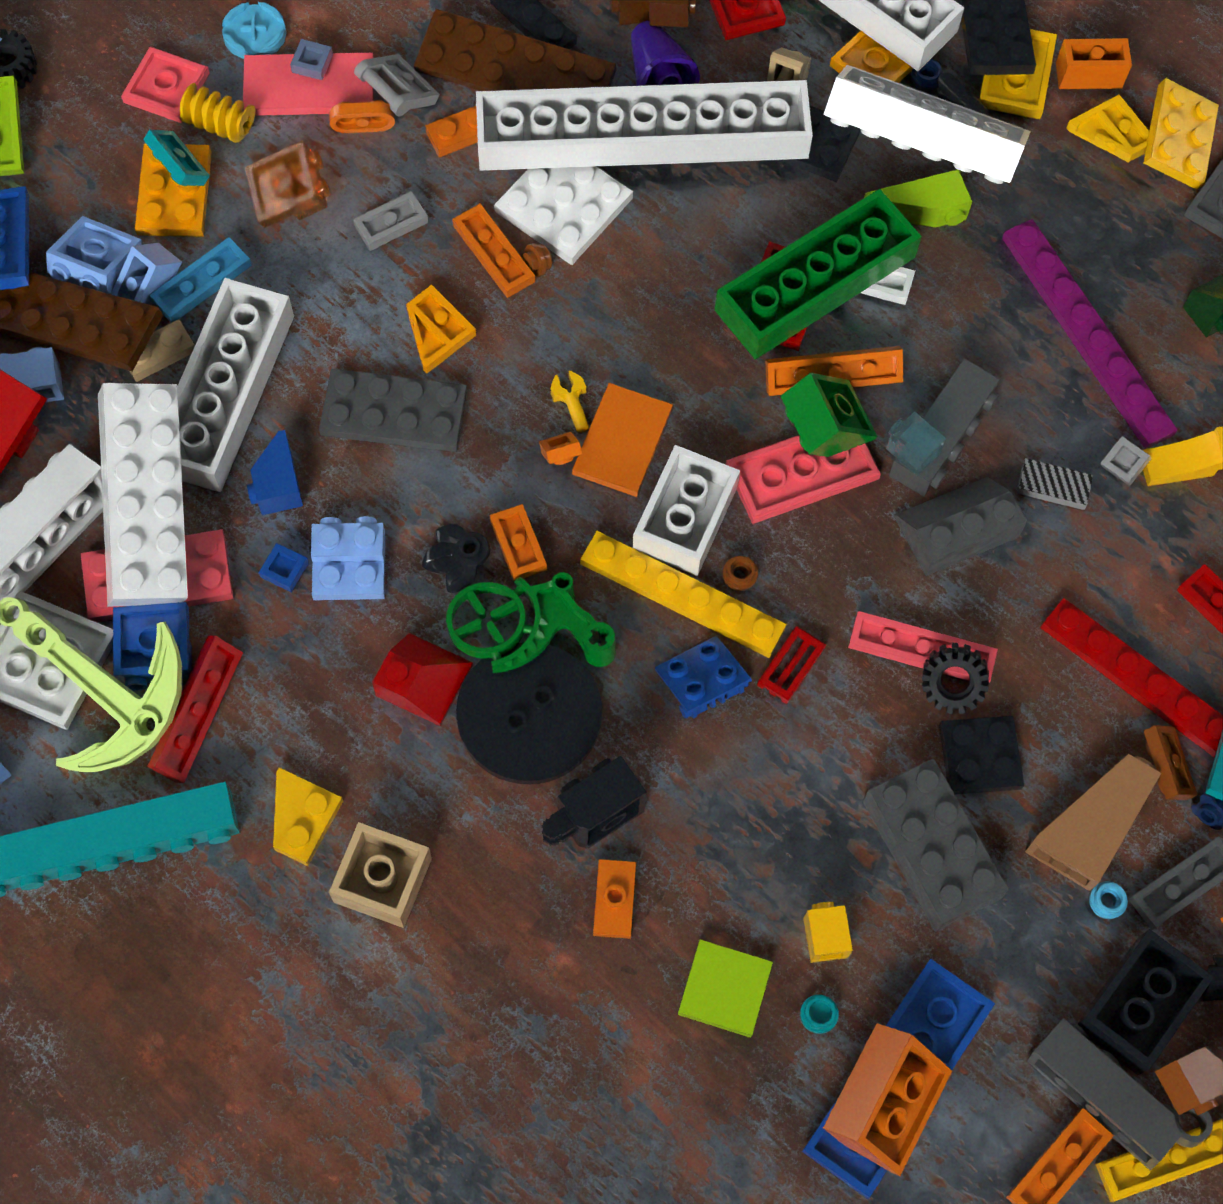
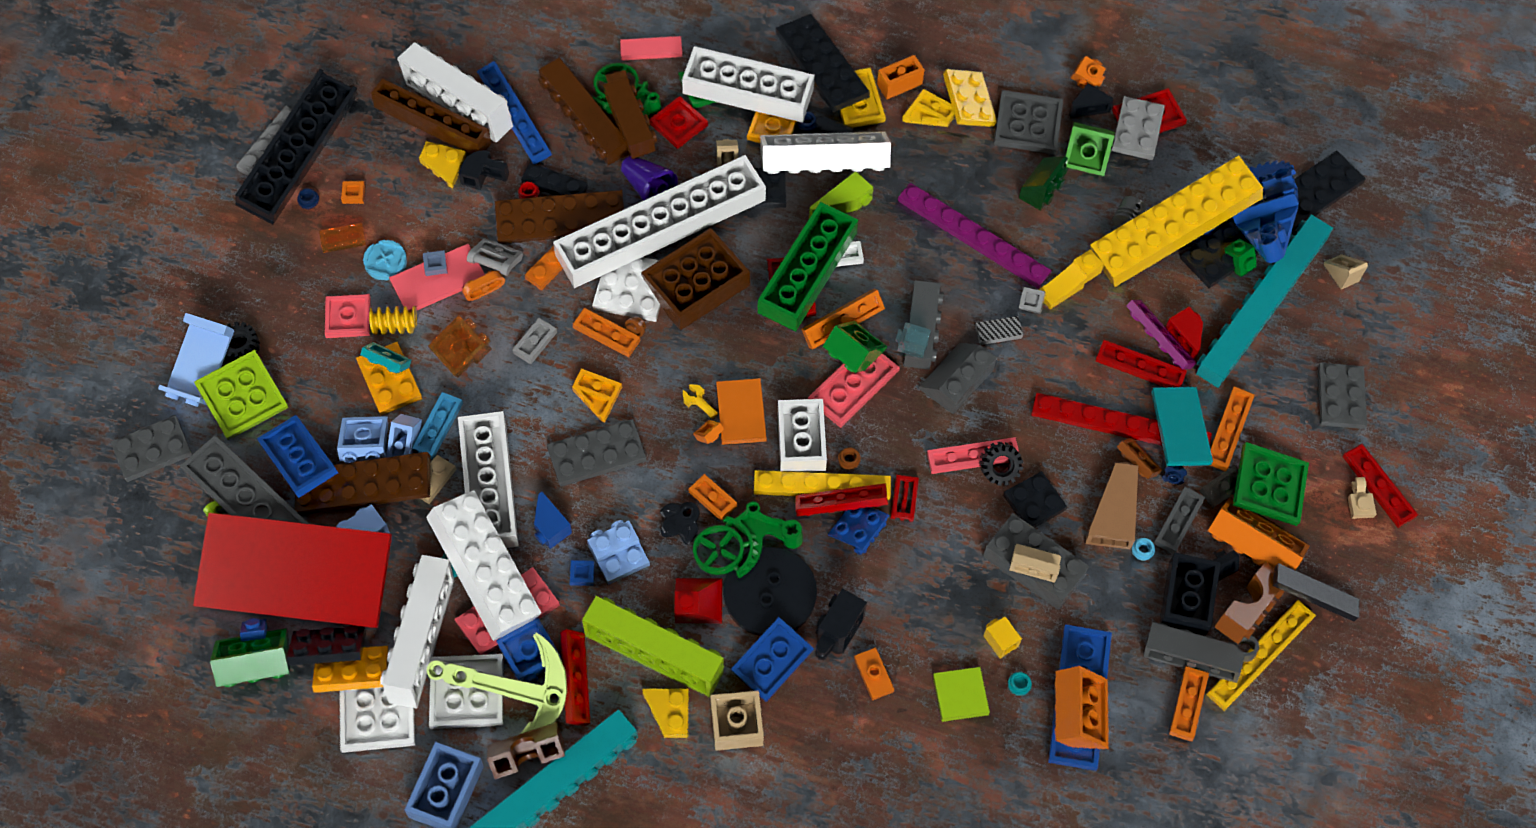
camera: 25 degrees left, 5 degrees down
(42, 774) = (509, 753): none -> reddish brown arch
(320, 715) = (653, 645): none -> lime brick
(478, 811) = (772, 659): none -> blue plate
(494, 10) = (528, 187): none -> red plate
(654, 227) = (696, 278): none -> reddish brown slope
(696, 627) = (841, 500): none -> red plate
(927, 848) = (1035, 563): none -> tan panel

